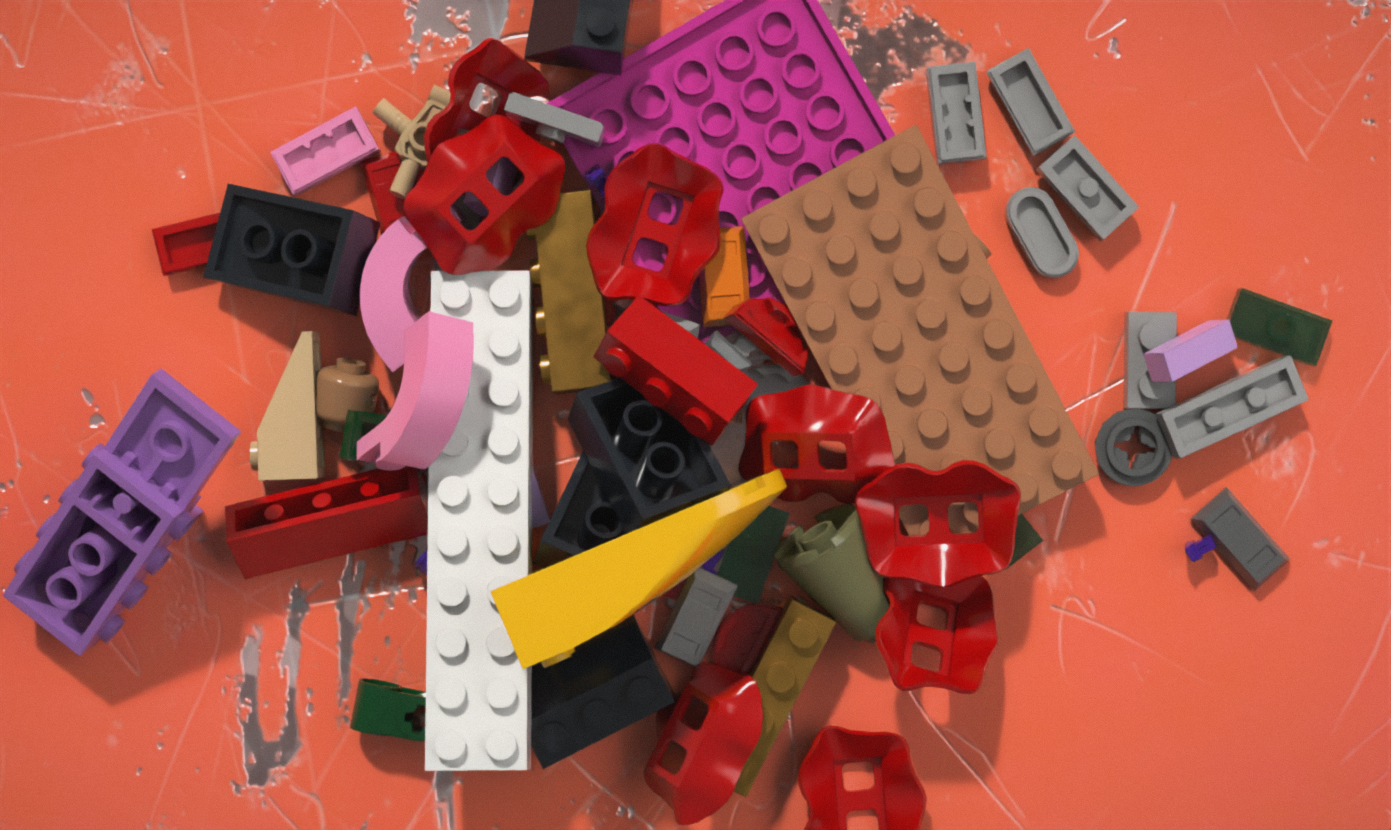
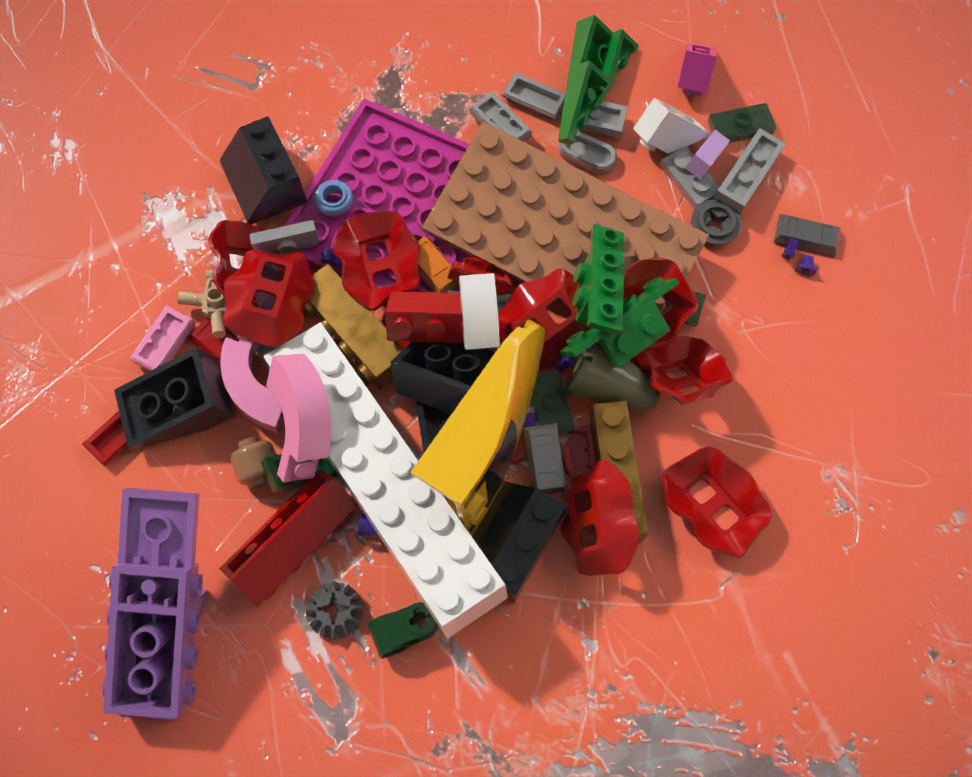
camera: 35 degrees left, 20 degrees down
(290, 432) = (231, 498): tan slope -> none
(356, 629) = (346, 621): none -> dark grey gear
(642, 79) = (330, 187): none -> medium blue piece
(720, 412) = (479, 311): none -> white slope
(805, 512) = (563, 363): none -> dark purple piece
(893, 543) = (641, 327): none -> green bracket
(902, 467) = (601, 282): none -> green bracket
(1148, 106) = (594, 64): none -> green wedge
(1169, 278) = (668, 128): none -> white slope
(1205, 580) = (807, 266): none -> dark purple piece
(1279, 206) = (696, 69): none -> dark pink slope

